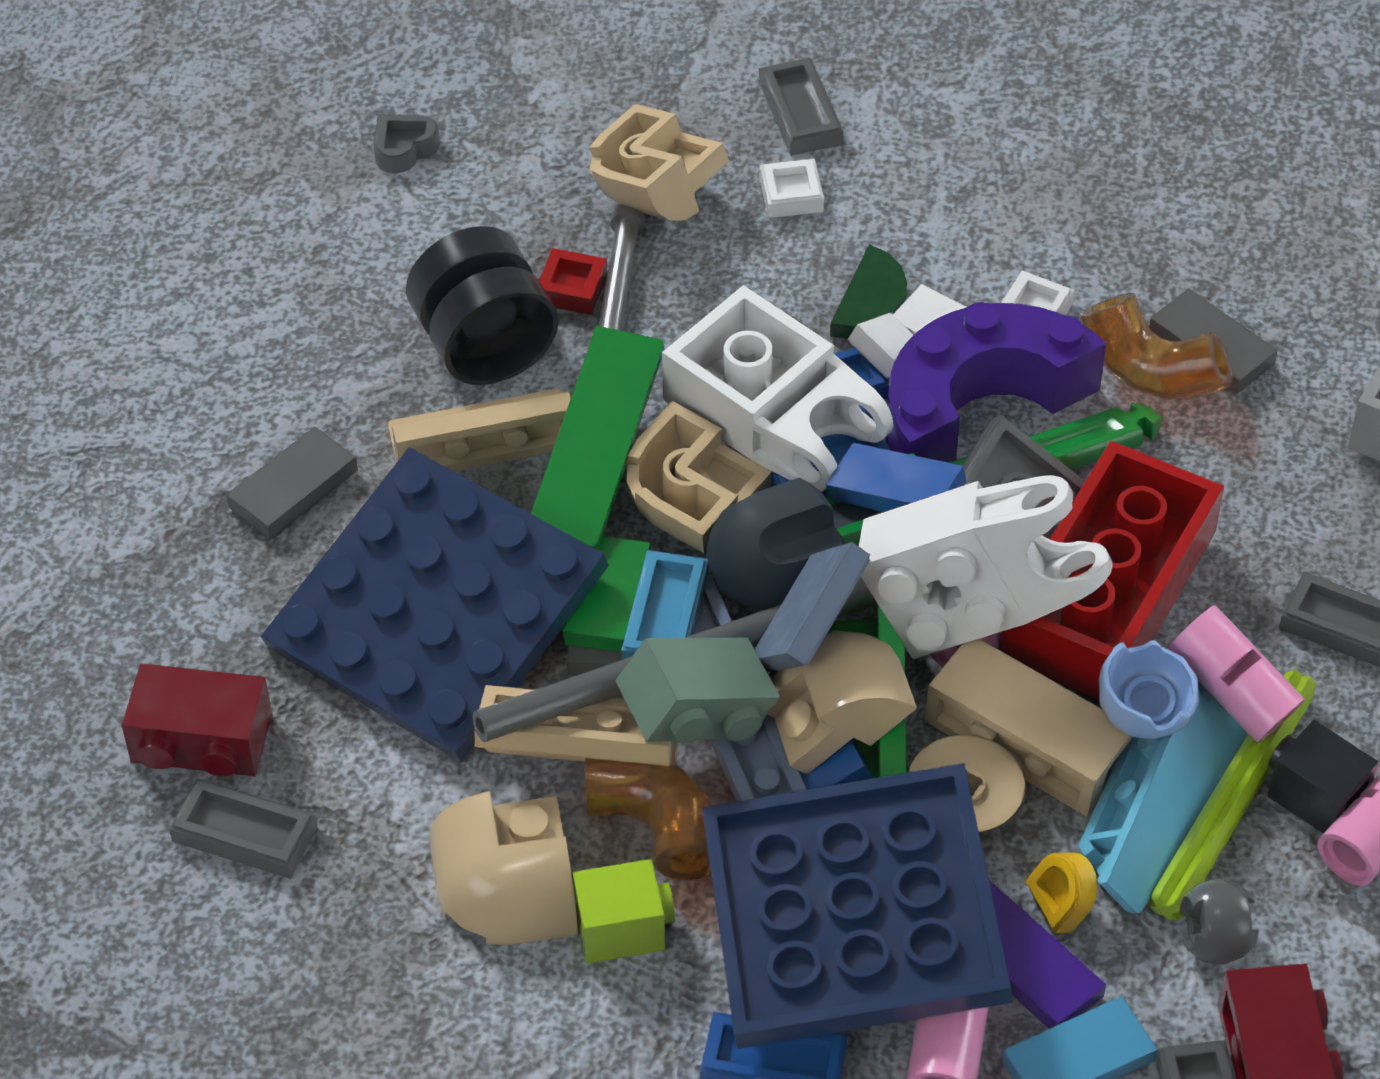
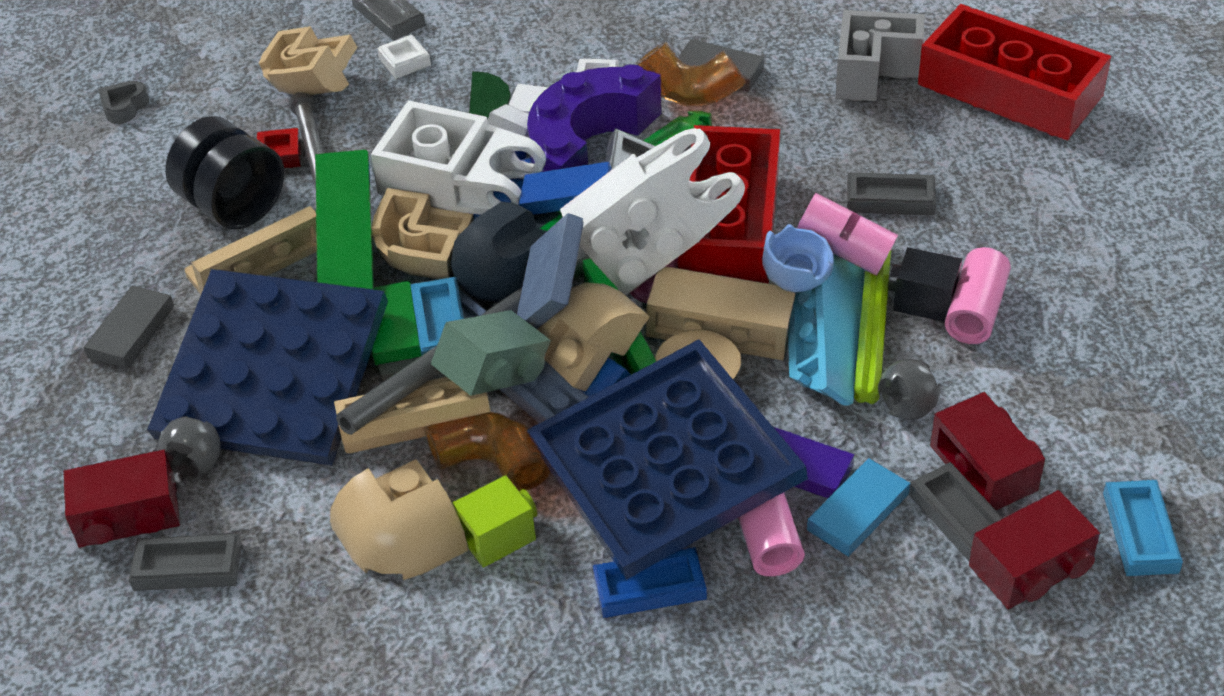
camera: 20 degrees left, 5 degrees down
(300, 679) = (190, 446): none -> dark grey piece
(1064, 889) = (796, 404): yellow tile -> none

